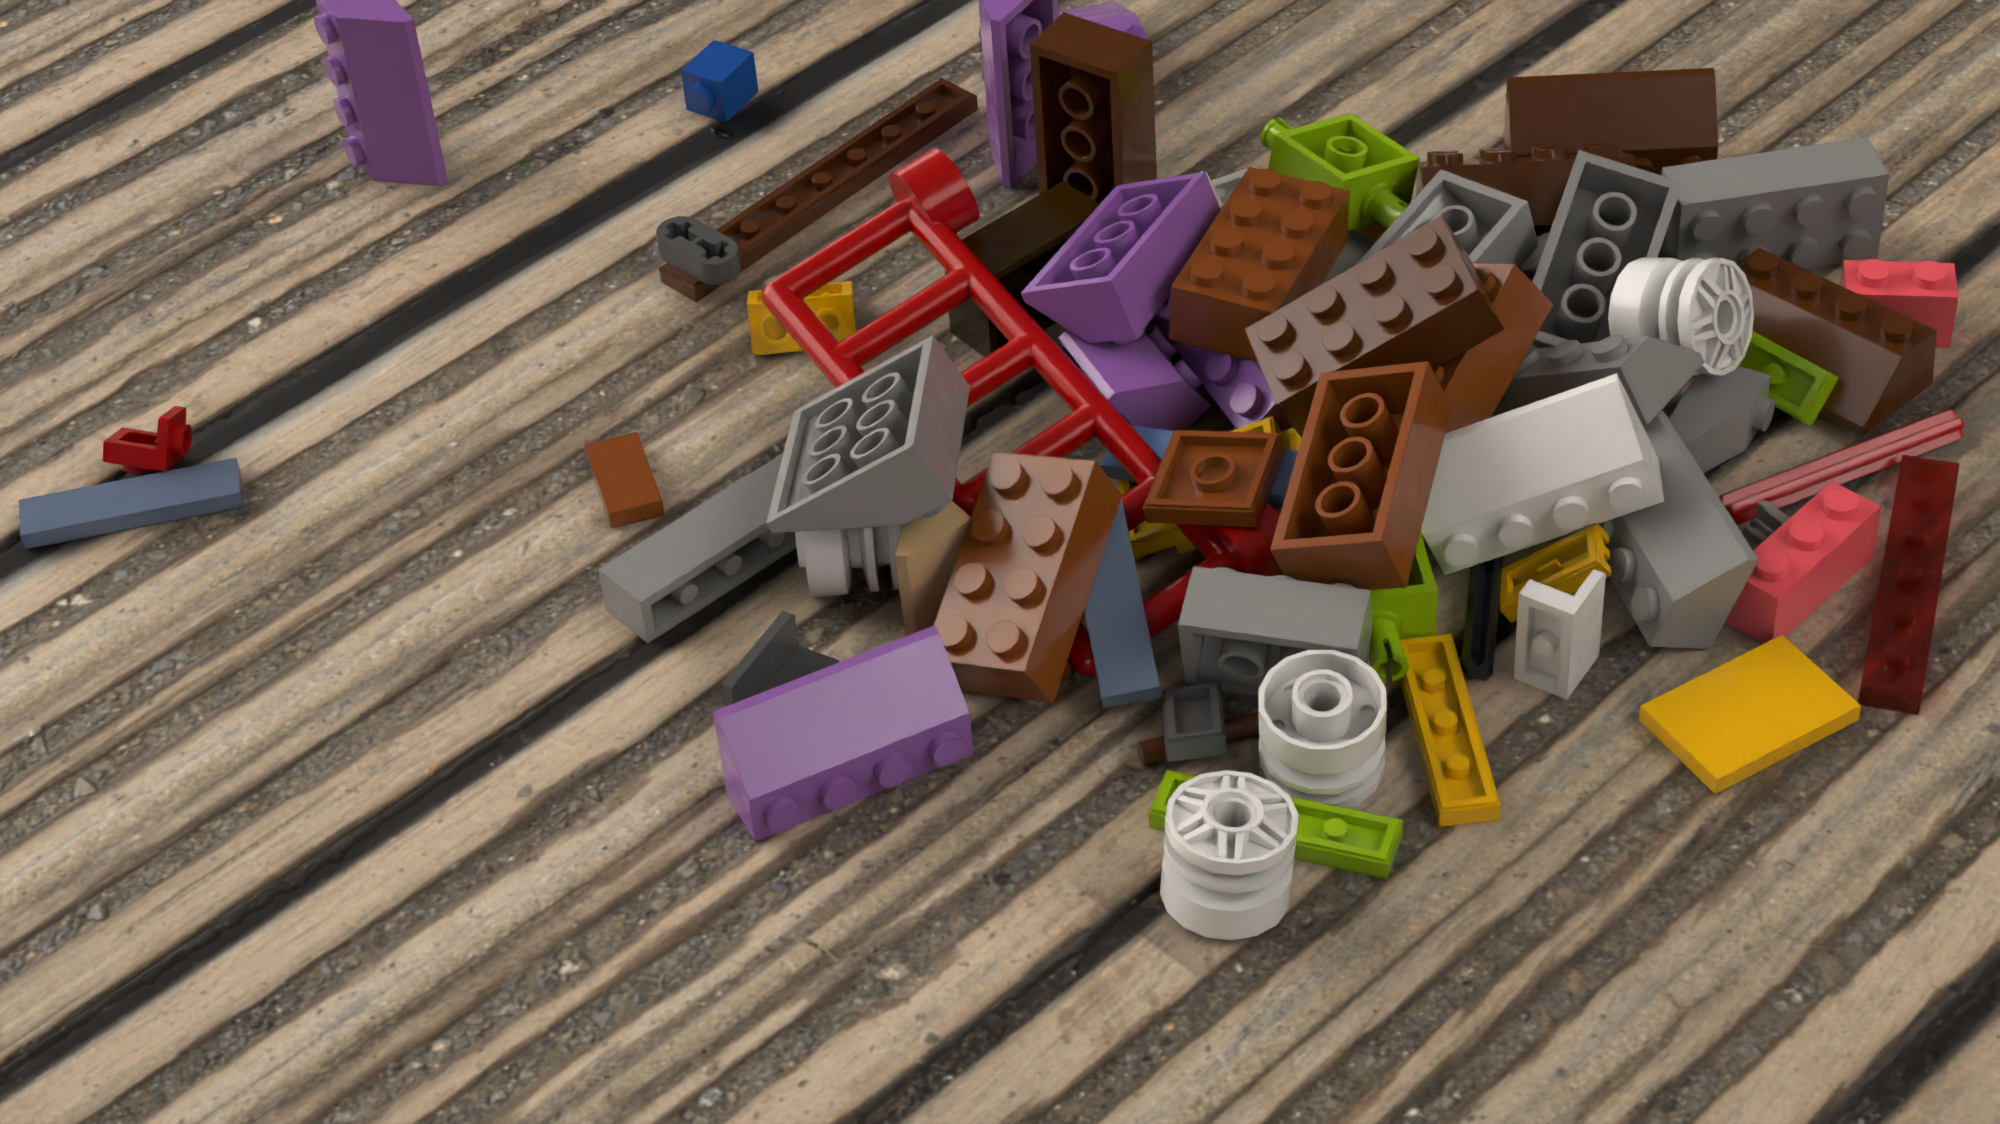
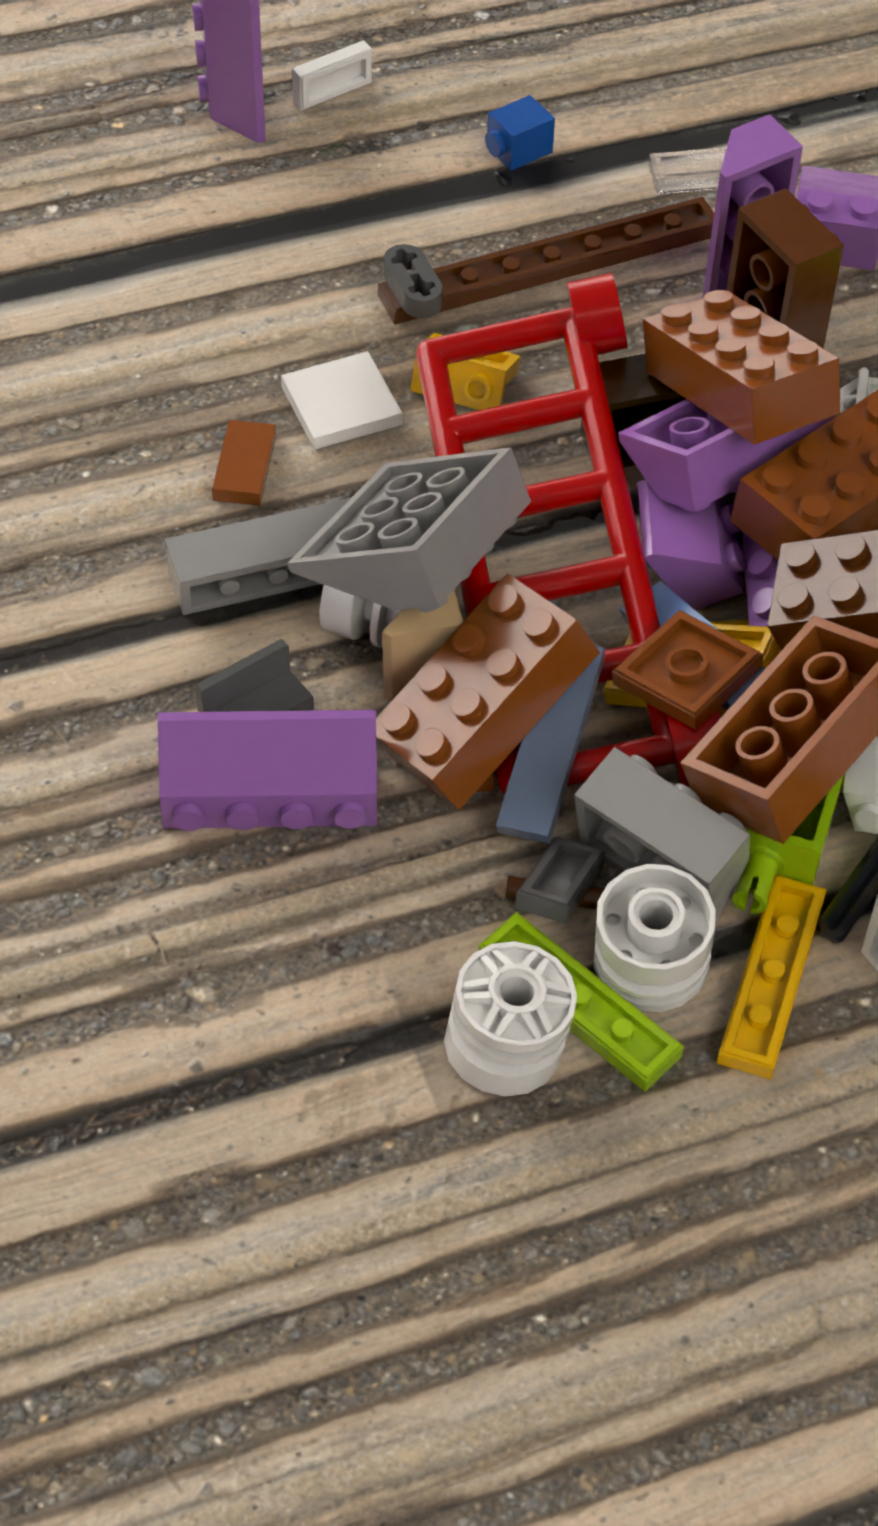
camera: 20 degrees right, 10 degrees up
(486, 94) = (332, 75): none -> white tile
(688, 387) = (341, 400): none -> white tile
(917, 58) = (686, 170): none -> clear tile
(1113, 184) = (742, 366): none -> dark orange brick

